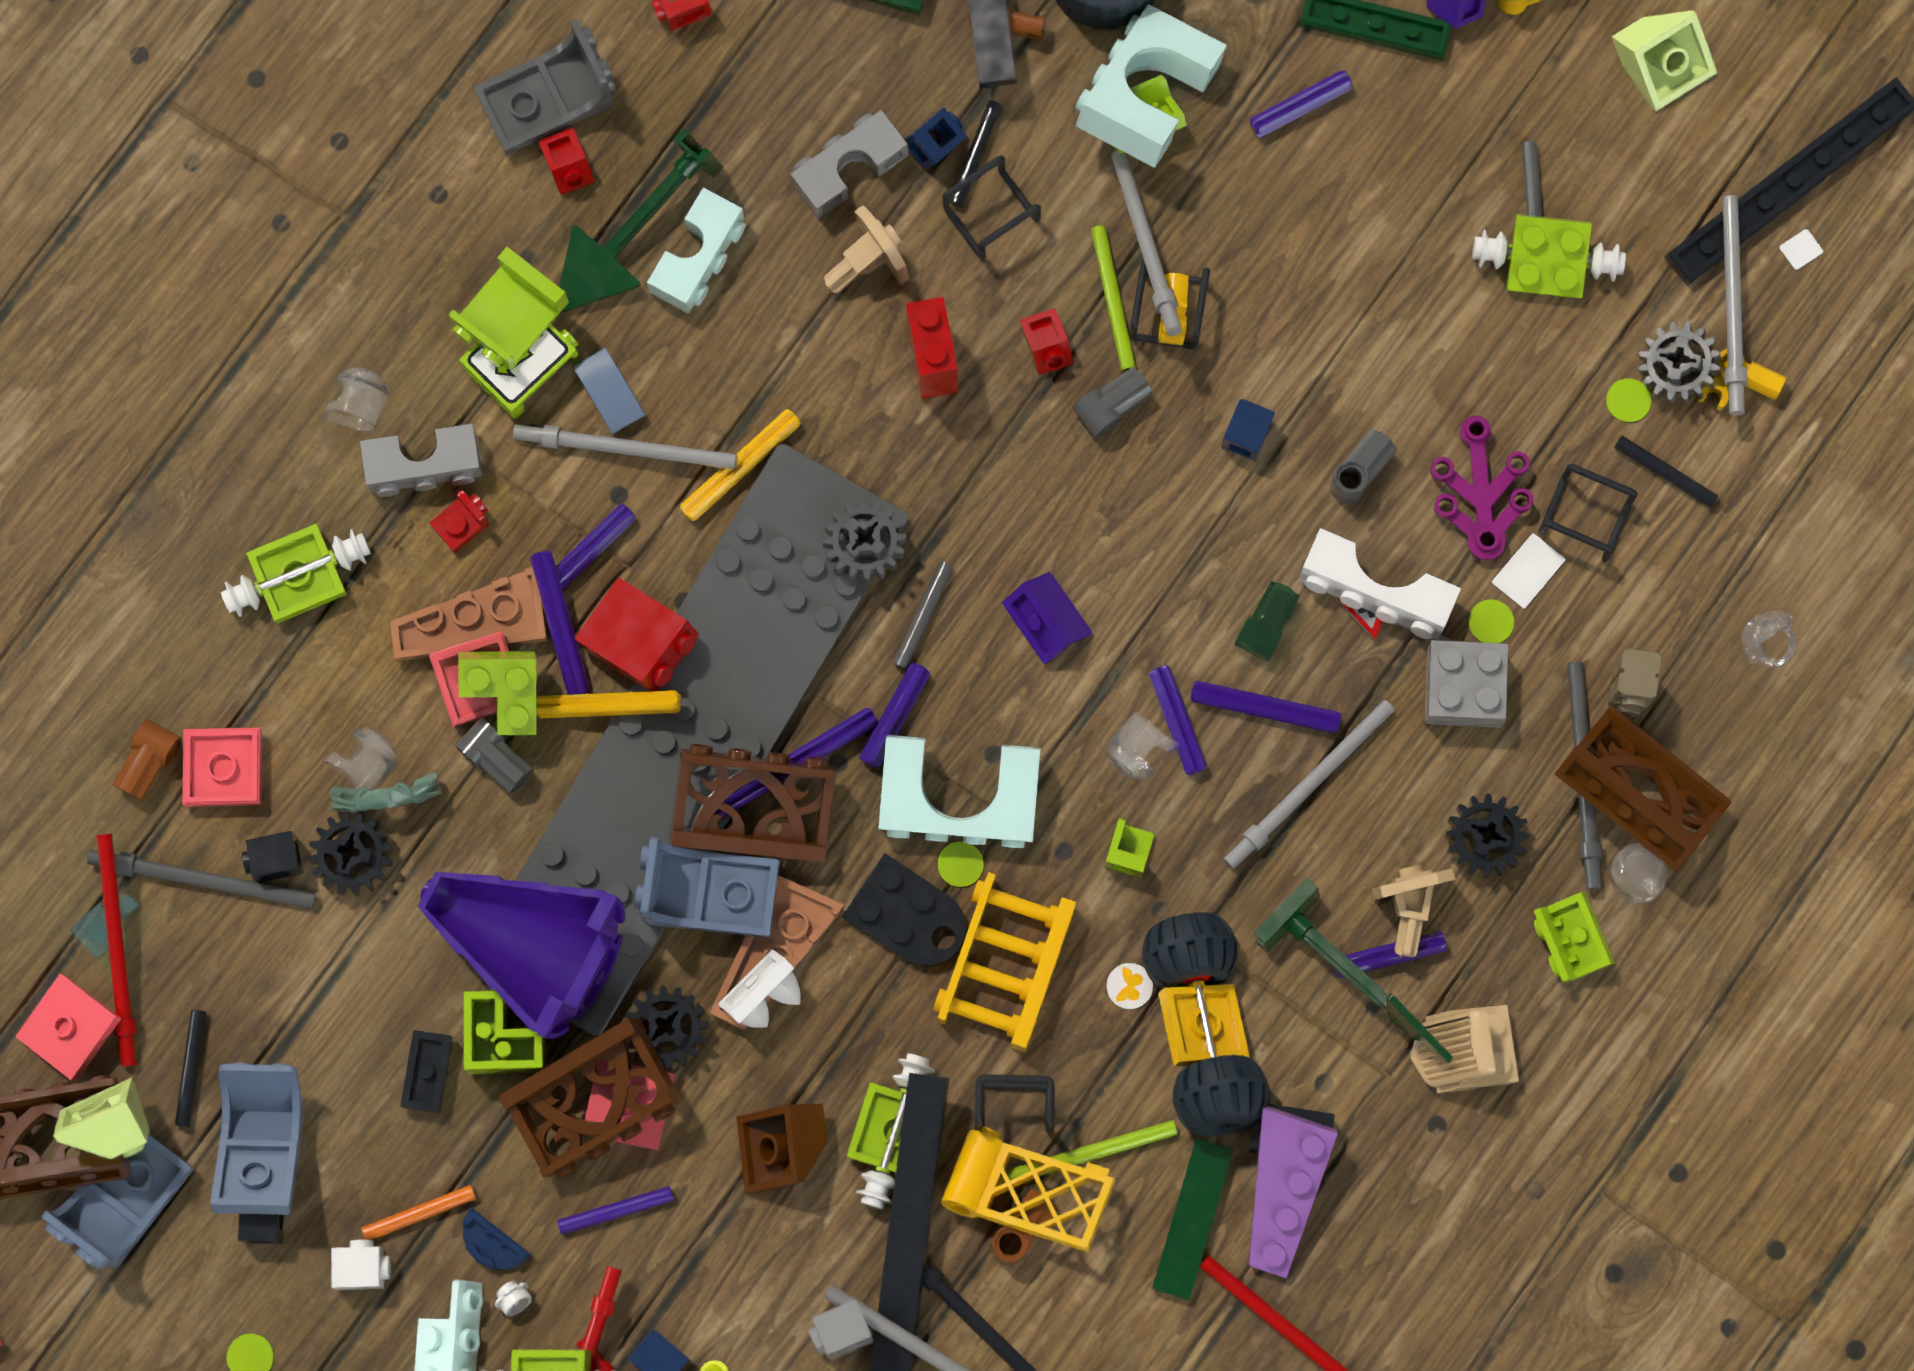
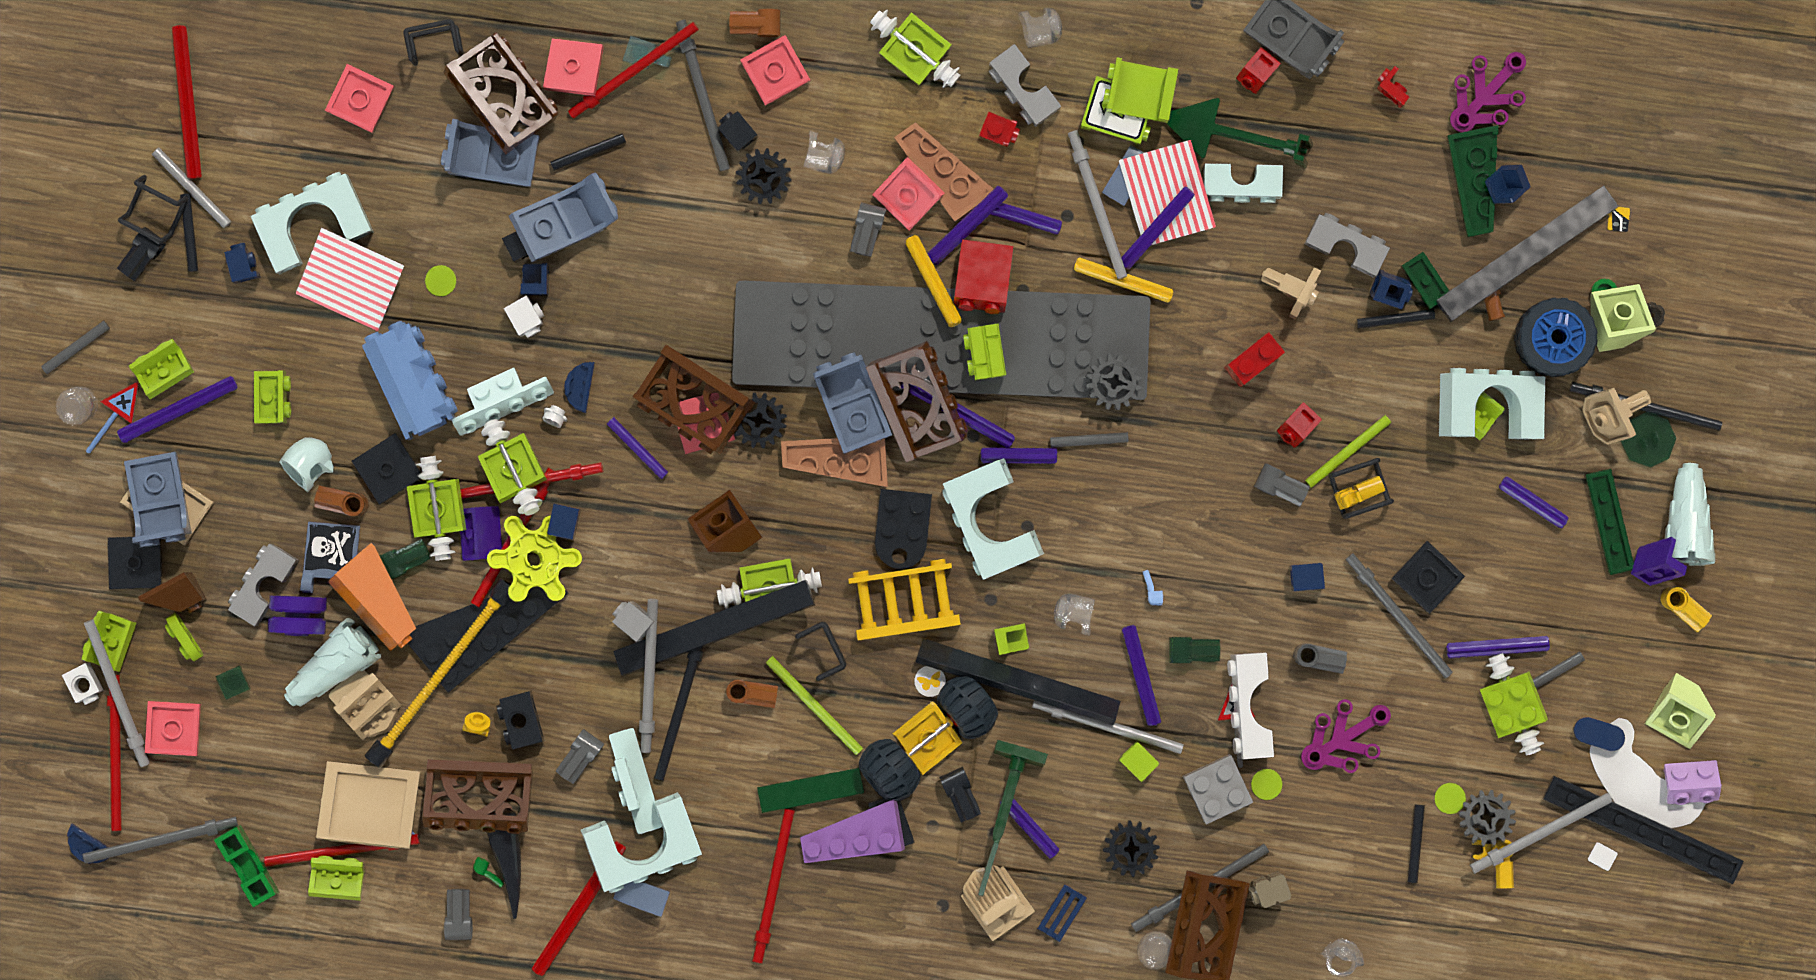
camera: 65 degrees right, 10 degrees up
(106, 1122) = (527, 124): yellowish green slope -> none
(318, 1228) = (535, 279): none -> dark blue panel
(401, 794) = (804, 175): sand green piece -> none
(418, 1213) = (573, 332): orange bar -> none
(426, 1071) = (659, 293): black plate -> none
(494, 1047) = (693, 325): lime brick -> none
(510, 679) = (915, 213): lime brick -> none
(530, 941) = (763, 314): dark purple cone -> none
(659, 349) = (1154, 182): none -> sticker
(695, 384) = (1157, 227): none -> dark purple axle
(736, 683) = (985, 352): none -> lime brick
(769, 977) = (800, 460): white tile -> none
(945, 89) = (1425, 279): none -> dark green plate
(960, 864) = (949, 542): lime sticker -> none
(984, 1164) = (773, 651): yellow piece -> none
(1033, 211) = (1375, 375): black piece -> none
(1046, 616) = (1127, 515): dark purple panel -> none
(1163, 297) = (1357, 485): light grey bar -> none
(1172, 638) = (1154, 597): none -> light blue hand
(1177, 719) = (1105, 626): dark purple axle -> none
(1190, 869) = (1018, 681): none -> black tile
(1286, 356) = (1366, 577): none -> dark grey bar
(1290, 1021) = (959, 791): none -> black piece
(1328, 280) = (1428, 577): none -> black plate
(1377, 767) = (1139, 761): none -> lime panel
(1412, 903) = (1067, 823): tan piece -> none
(1463, 240) = (1499, 646): none -> dark purple axle
(1528, 570) = (1310, 791): white sticker -> none
(1539, 964) = (1073, 893): none -> dark blue tile
(1573, 937) = (1096, 930): lime bracket -> none
(1607, 548) = (1344, 832): black piece -> none
(1641, 172) = (1599, 734): none -> dark blue tile
(1731, 161) = (1636, 785): none -> white sticker
(1762, 88) = (1692, 782): none -> lavender bracket

